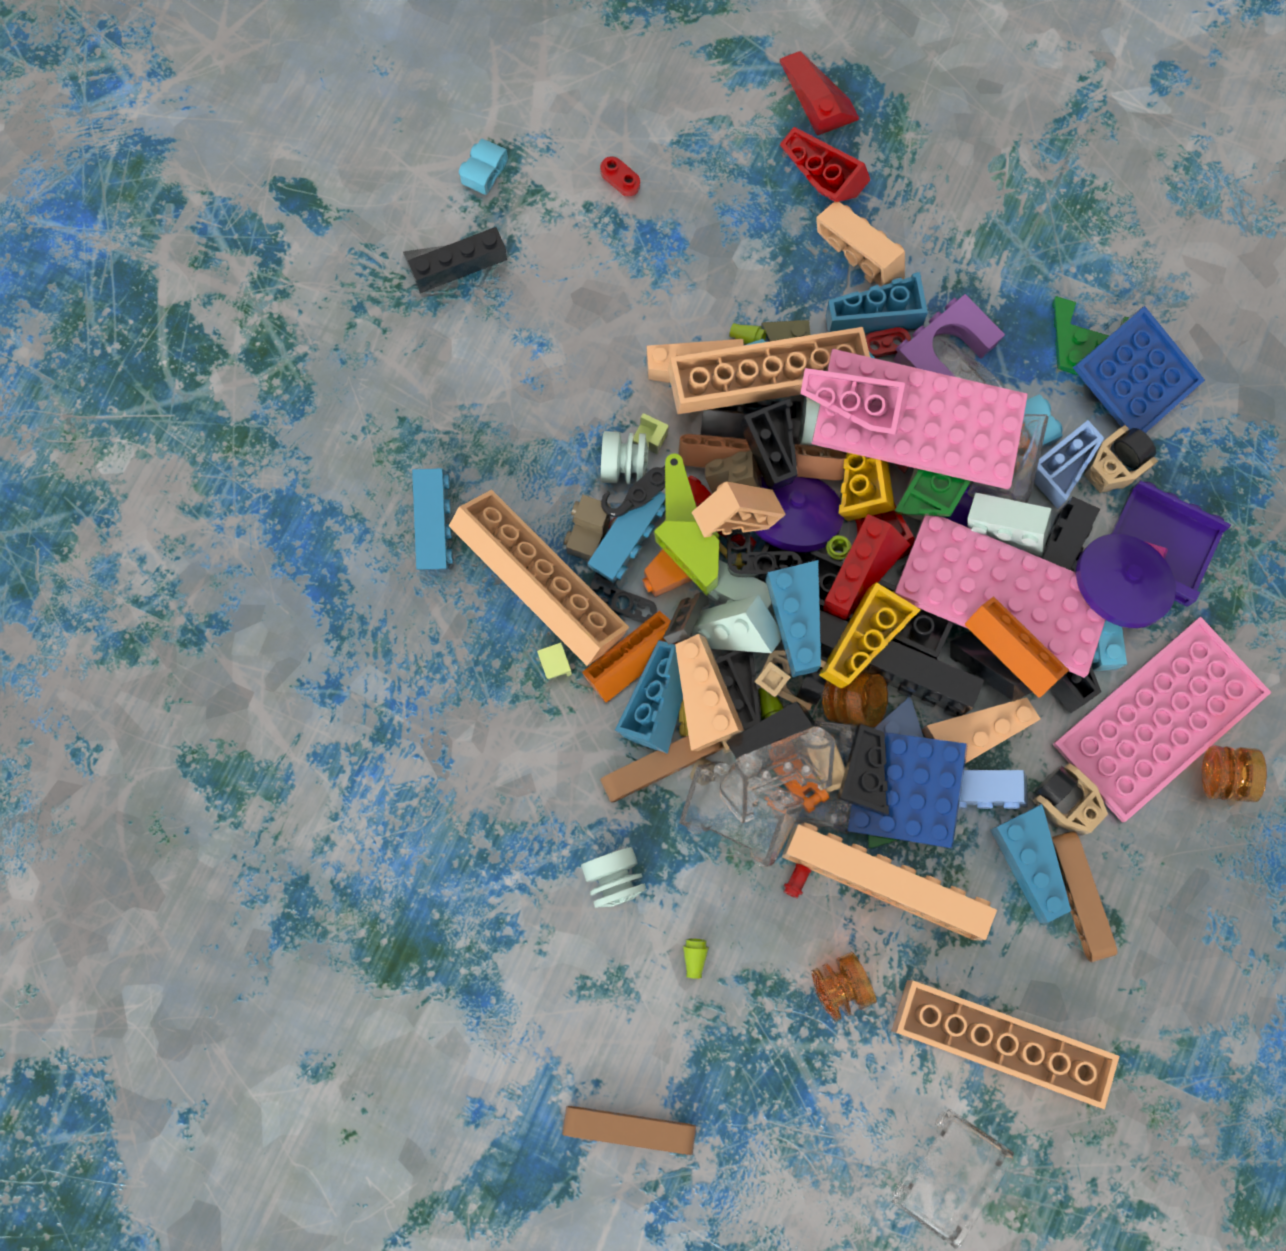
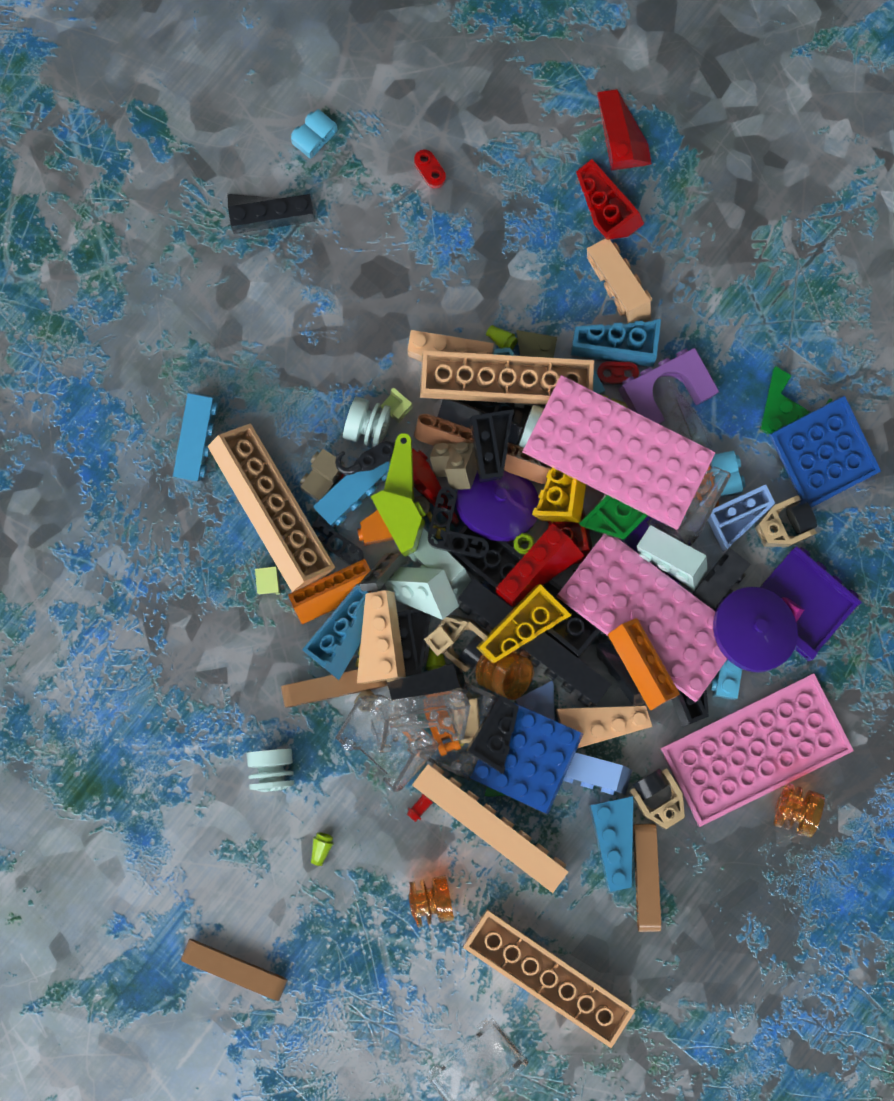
camera: 15 degrees right, 5 degrees up
(736, 508) = (445, 494): light nougat wedge -> none
(797, 612) = (472, 589): dark azure wedge -> none
(864, 400) = (574, 430): bright pink wedge -> none

